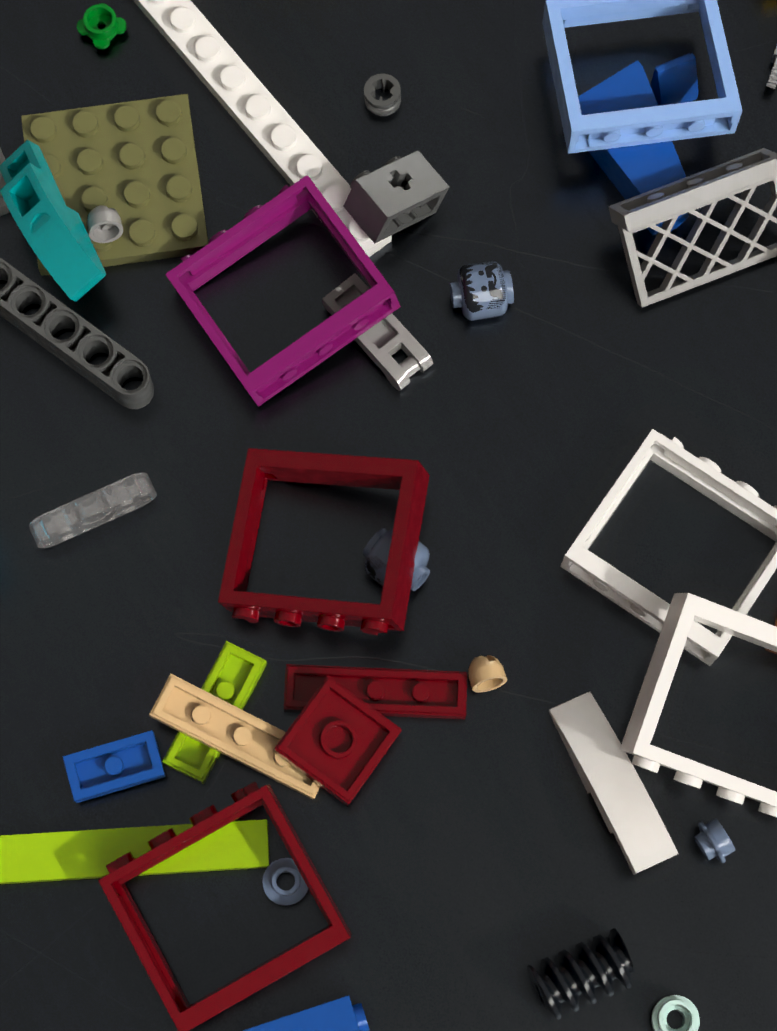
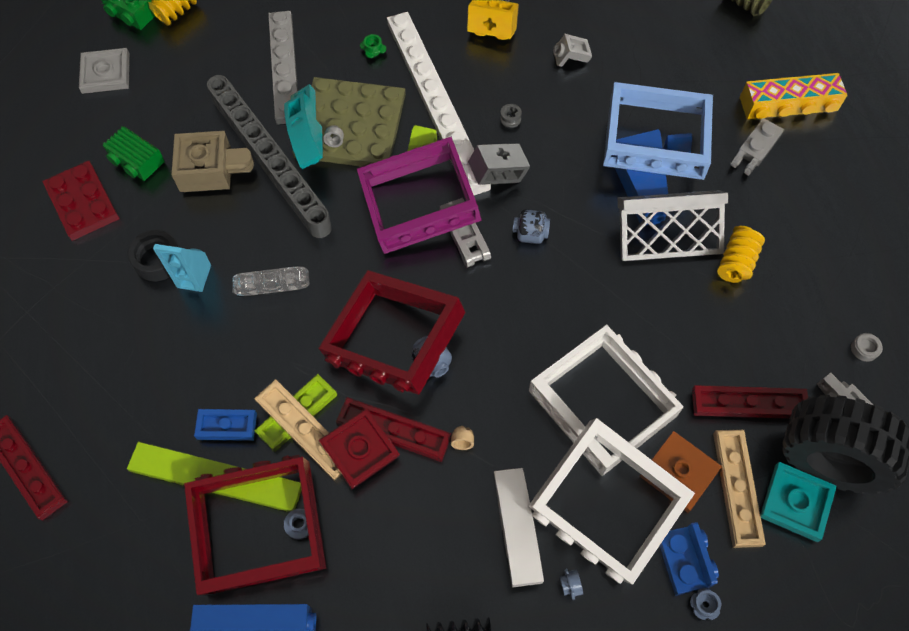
camera: 20 degrees right, 10 degrees down
(250, 185) = (421, 136): none -> lime slope

